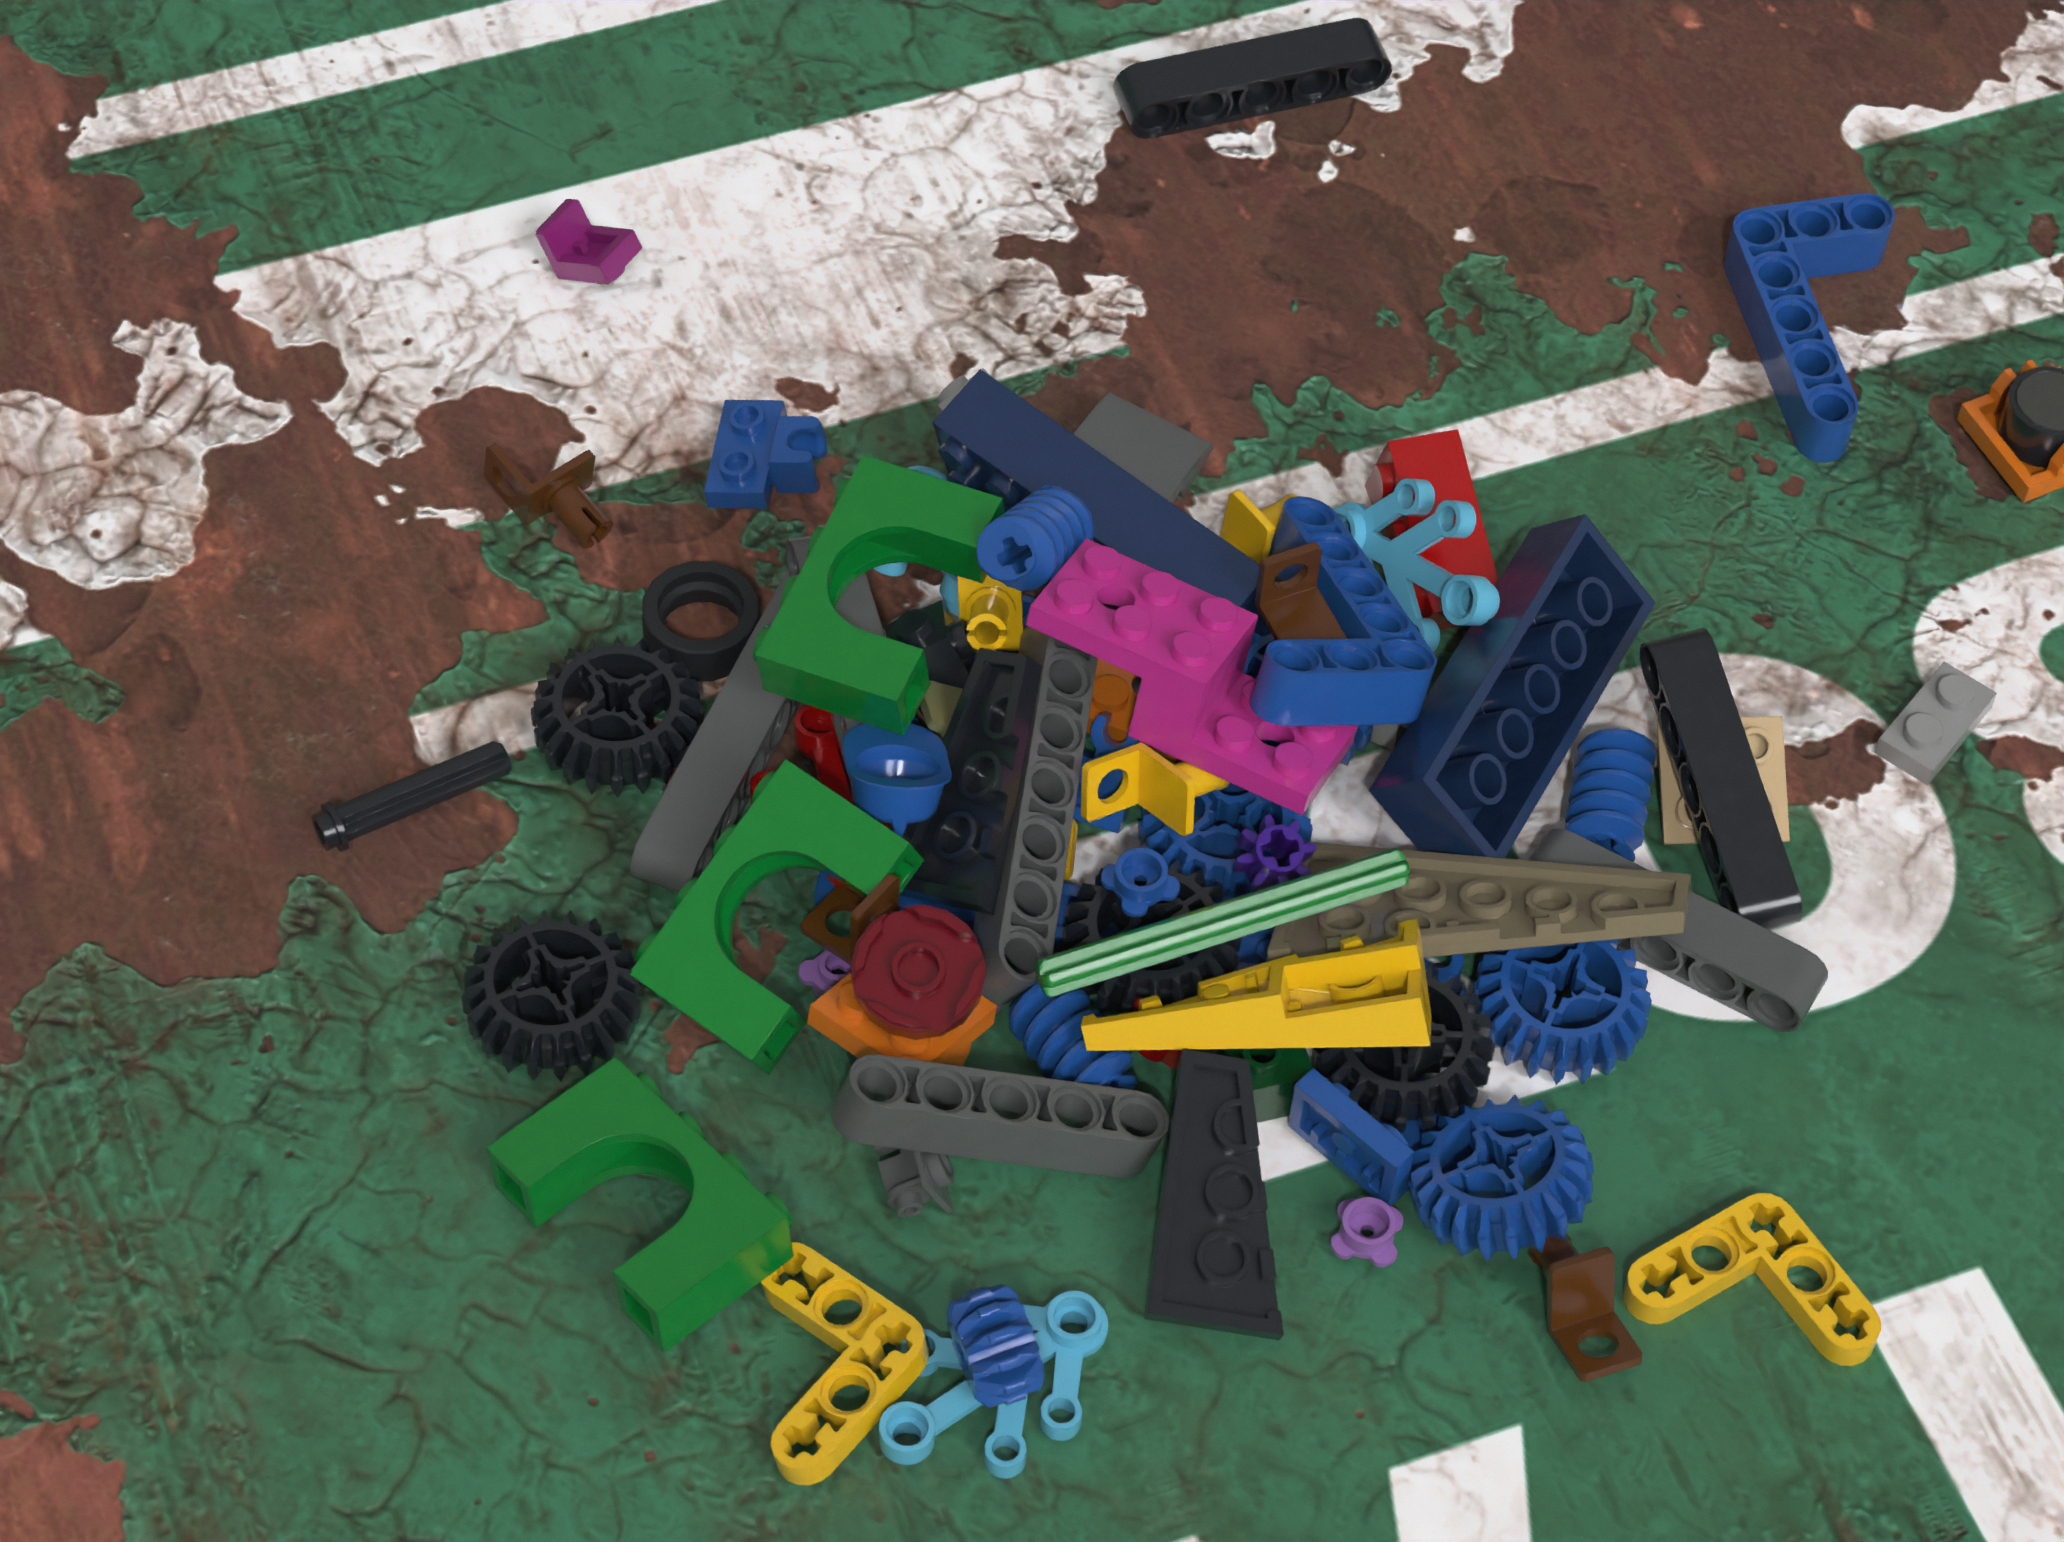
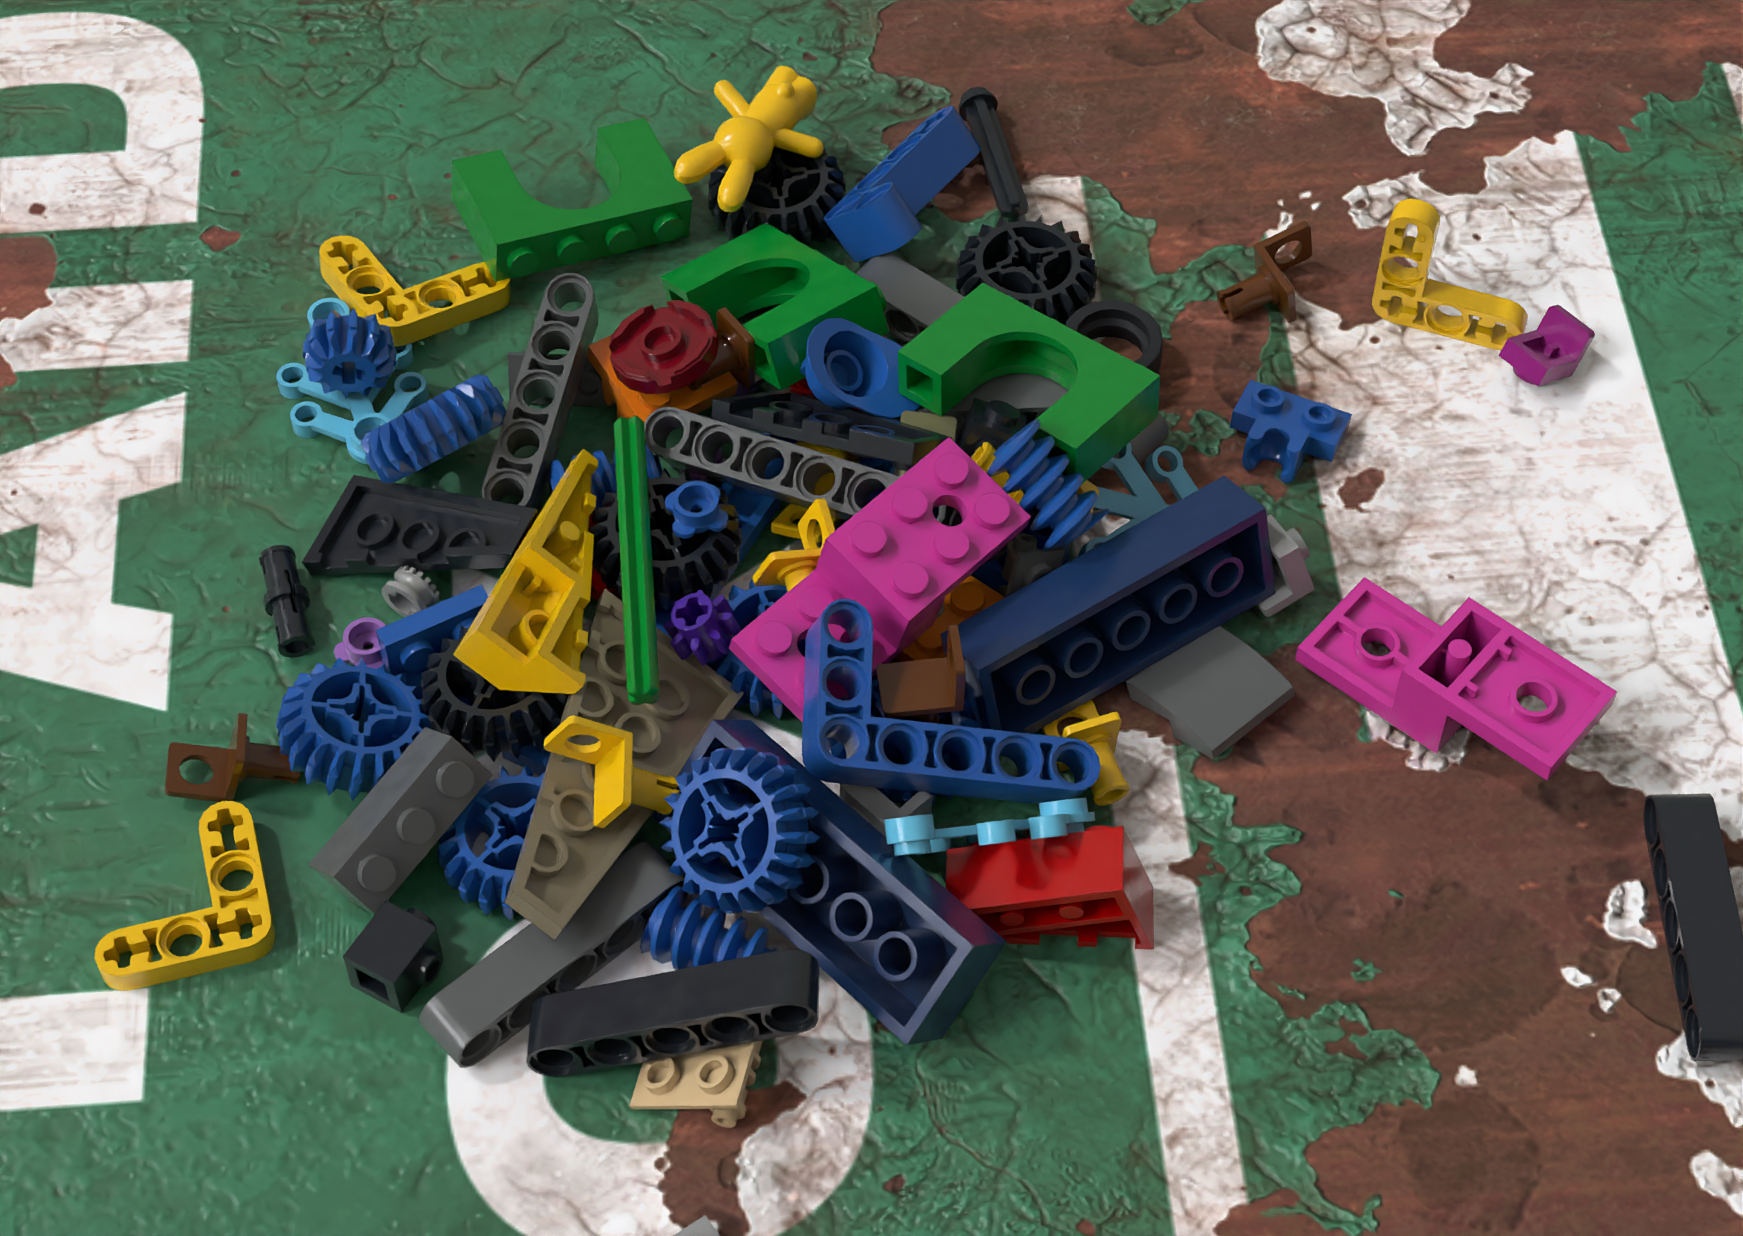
camera: 110 degrees right, 0 degrees up
(512, 844) = (883, 205): none -> blue beam
(532, 994) = (748, 138): none -> yellow animal
(545, 328) = (1416, 287): none -> yellow beam
(1067, 257) = (1456, 677): none -> dark pink bracket
(1120, 1211) = (434, 429): none -> blue gear
(1289, 1203) = (409, 592): none -> light grey bush
(1342, 1332) = (286, 601): none -> black pin
(1513, 863) = (615, 776): none -> yellow bracket
(1529, 738) = (769, 839): none -> blue gear
(1609, 1080) = (400, 819): none -> dark grey brick
(1739, 1067) = (395, 956): none -> black brick

